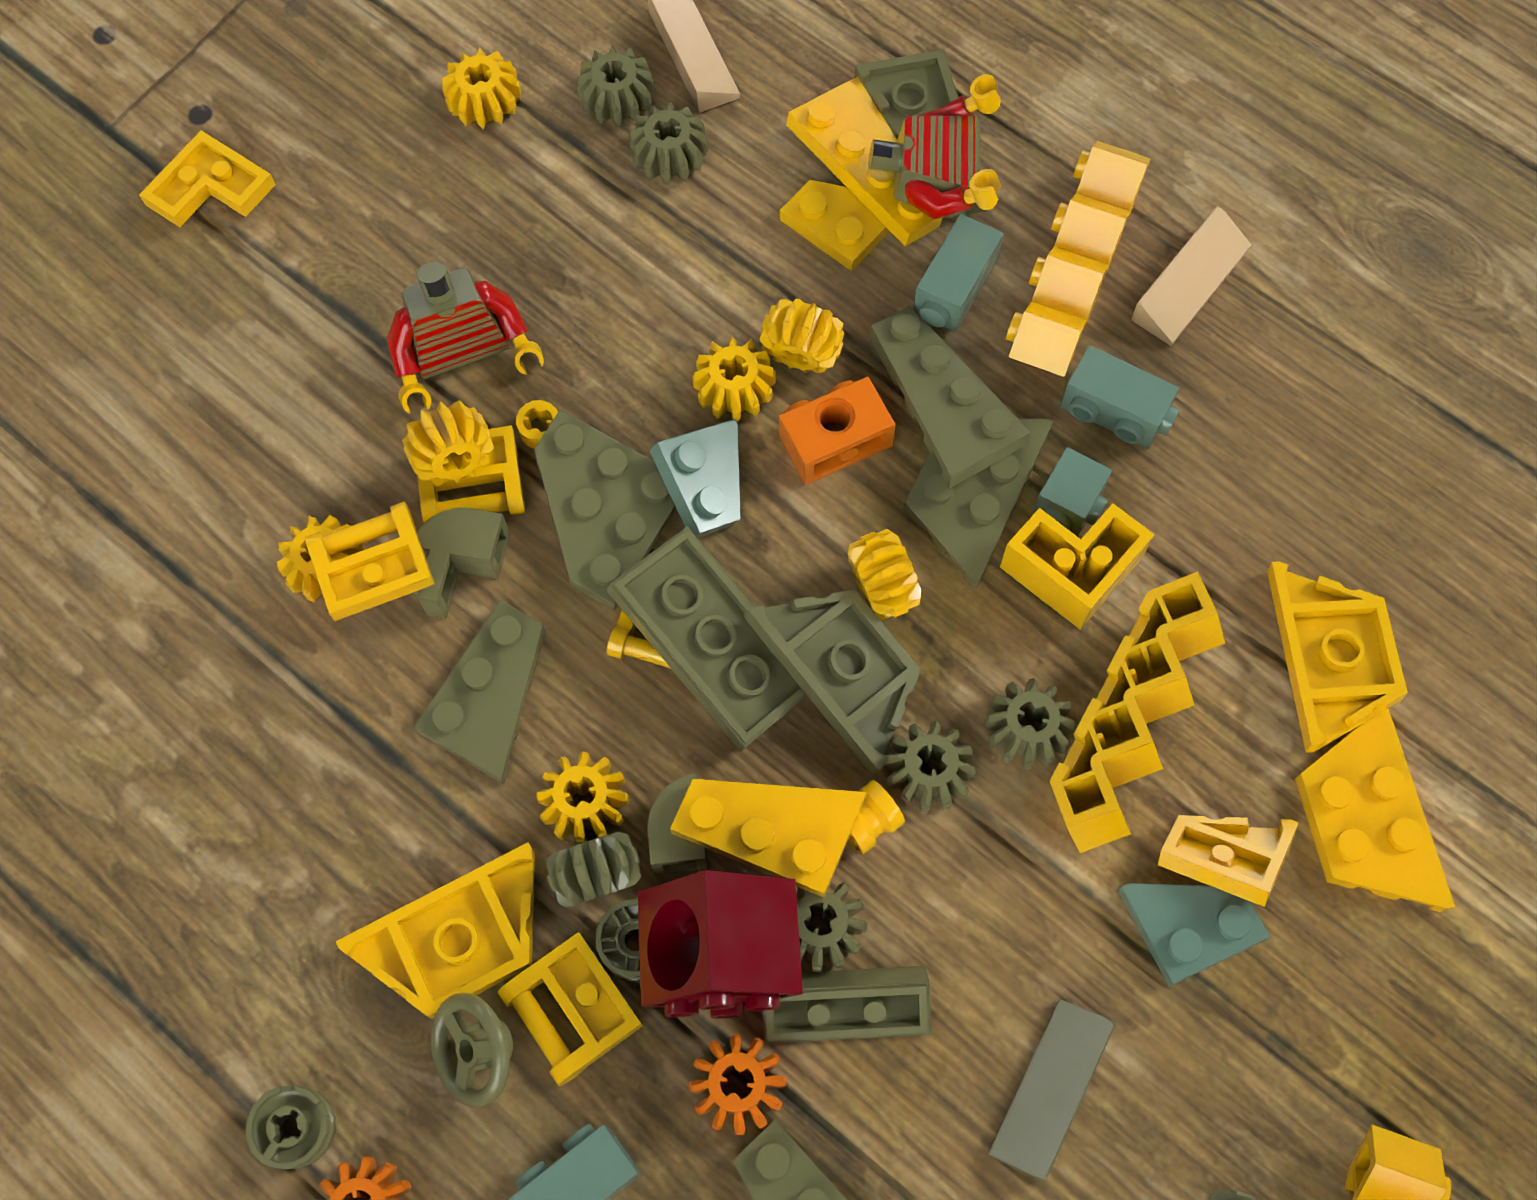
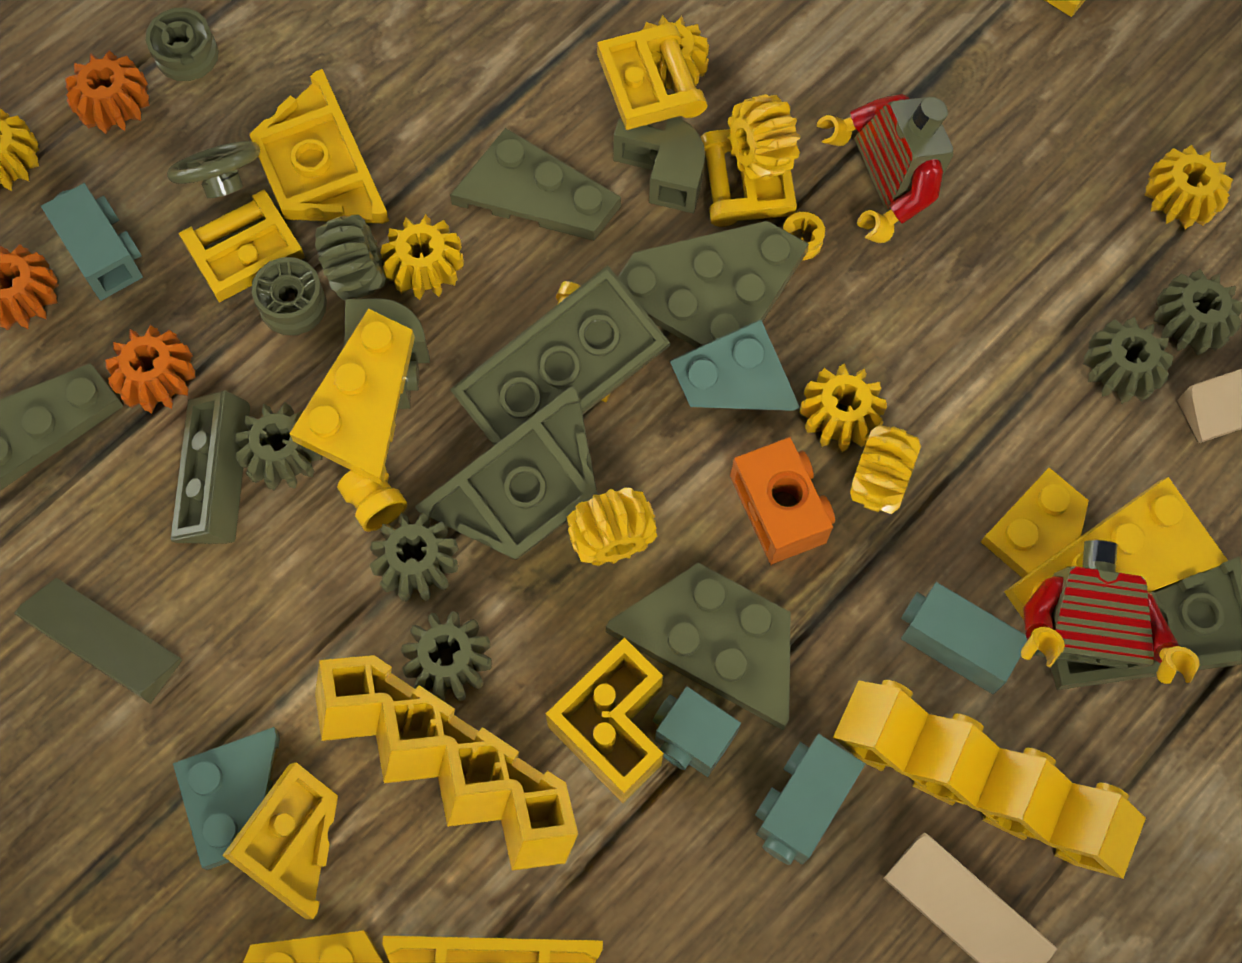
camera: 90 degrees right, 0 degrees up
(719, 944) = (255, 344): dark red brick -> none
(954, 408) = (803, 612): olive wing -> none

